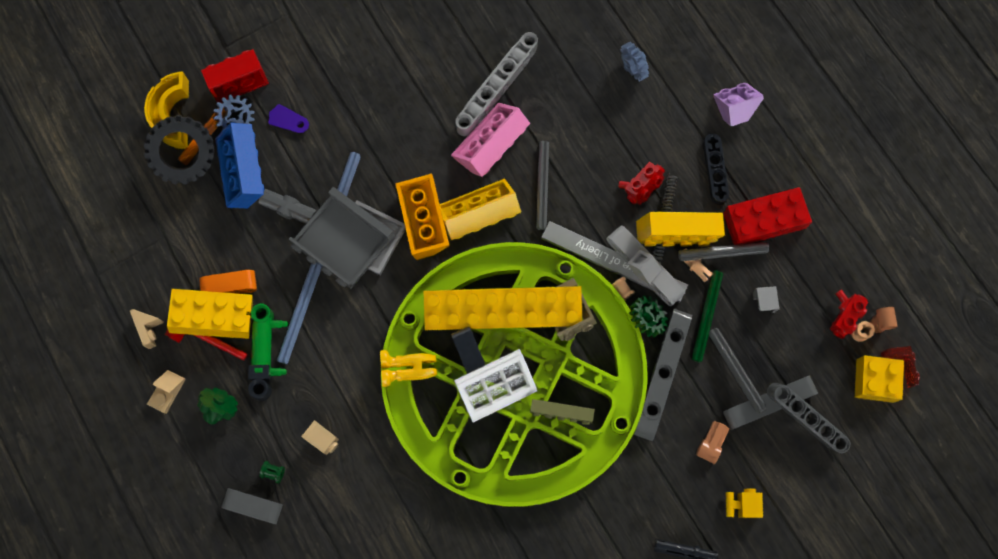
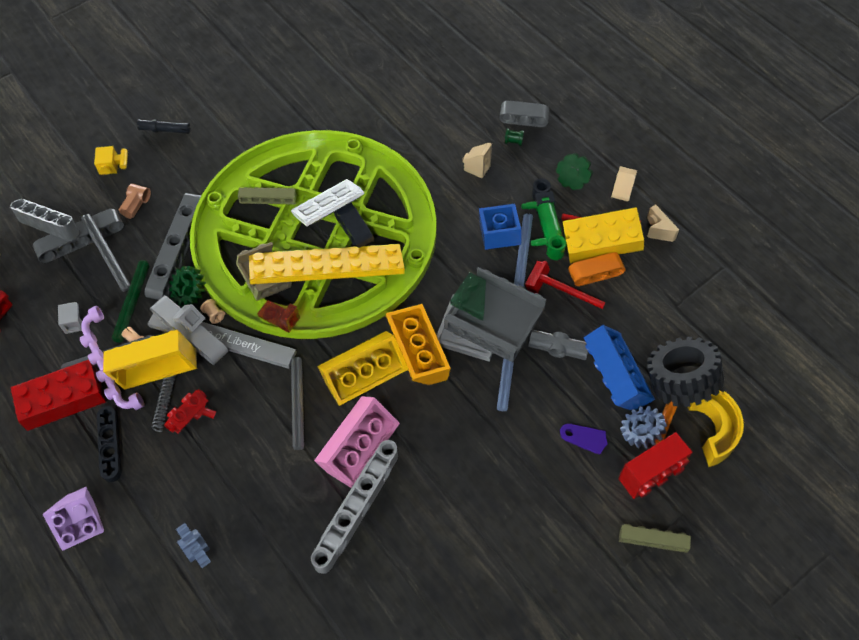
camera: 175 degrees right, 15 degrees down
(254, 29) = (654, 538): none -> olive piece
(289, 283) = (539, 276): none -> red piece
(315, 342) = (500, 226): none -> blue brick
(361, 259) = (471, 296): none -> clear green wing
(413, 360) = (410, 210): yellow piece -> none
(554, 259) = (279, 316): none -> clear red bracket
(736, 277) = (96, 357): none -> lavender bar

